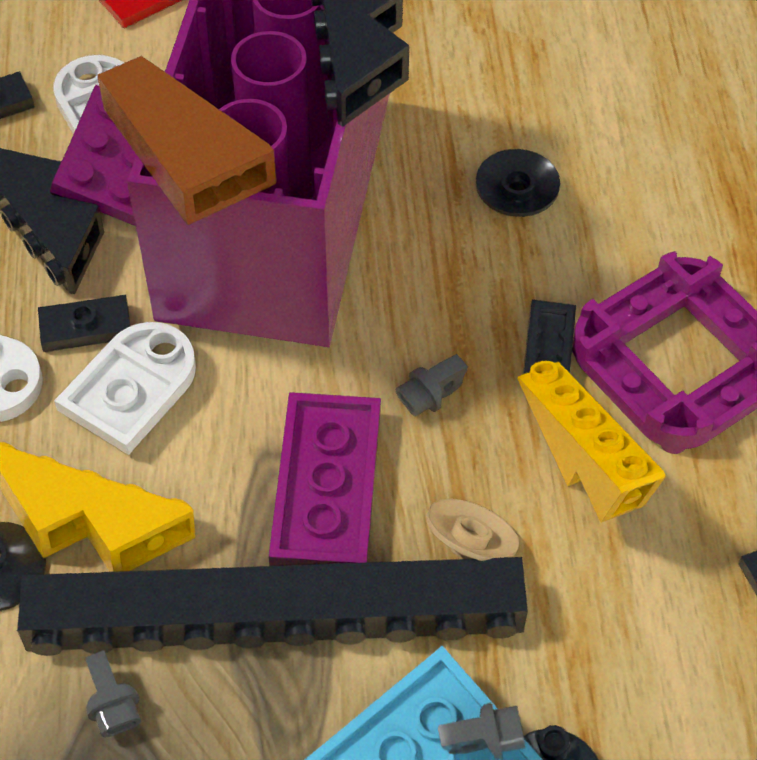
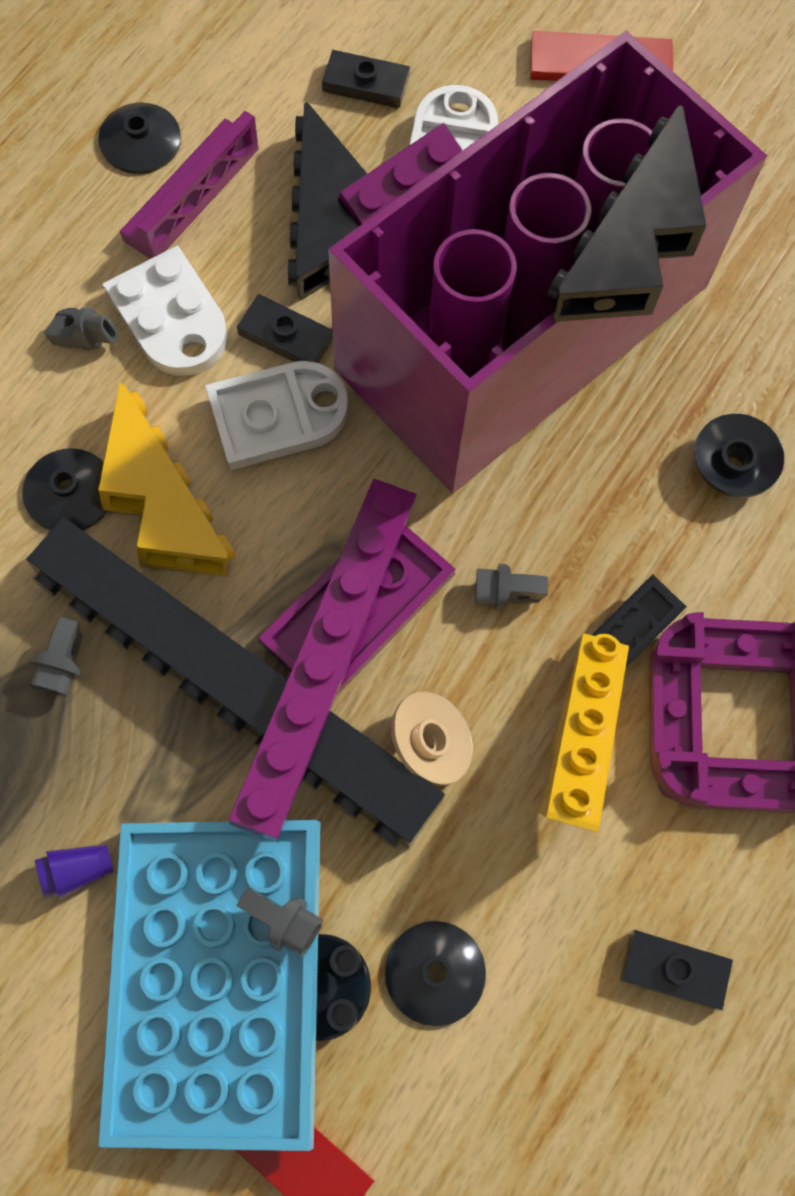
camera: 35 degrees right, 15 degrees up
(184, 141) = (395, 251): dark orange slope -> none
(344, 533) = (322, 663): none -> magenta plate
(621, 726) = (408, 980): none -> black dish

